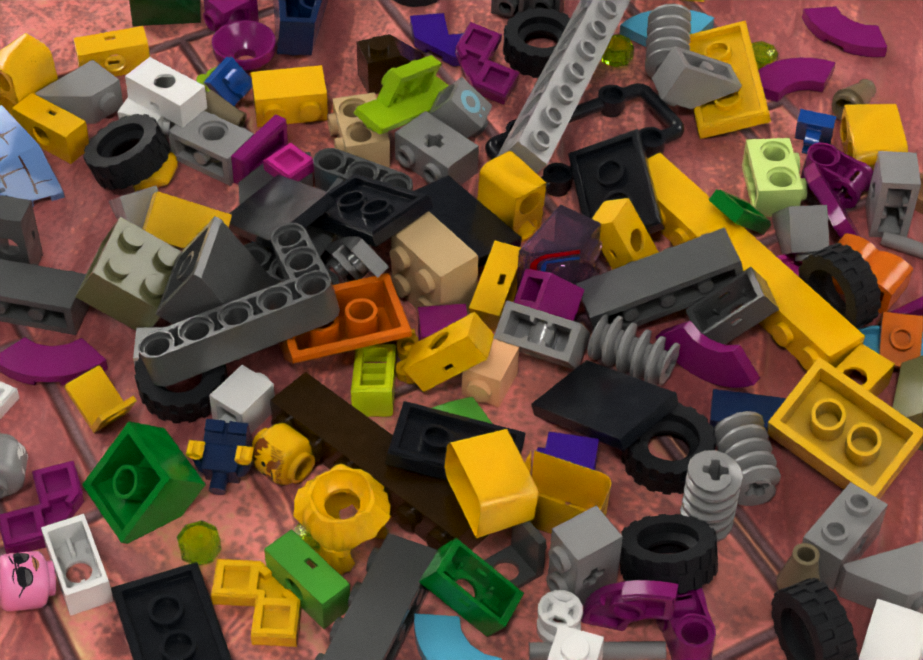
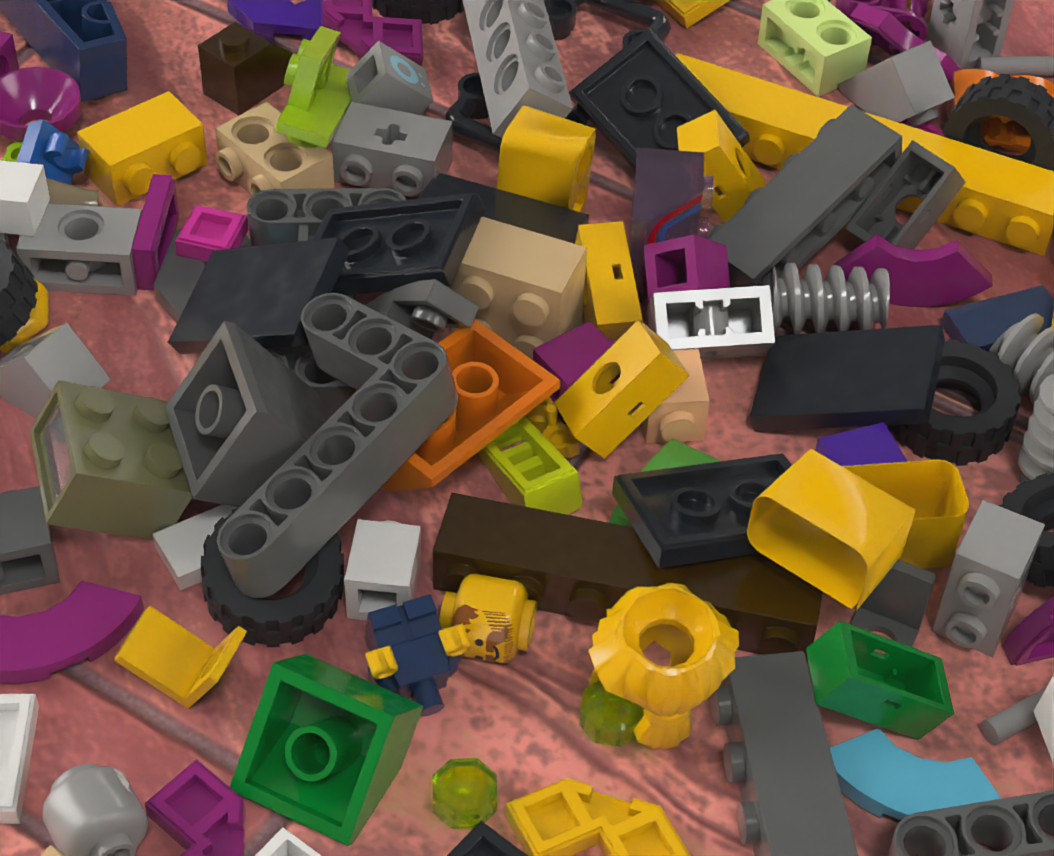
camera: 30 degrees left, 0 degrees up
(178, 220) = (136, 357): yellow brick -> none
(320, 590) = (682, 781): bright green piece -> none
(563, 607) = (990, 657): white wheel -> none
(740, 211) = (820, 85): green tile -> none

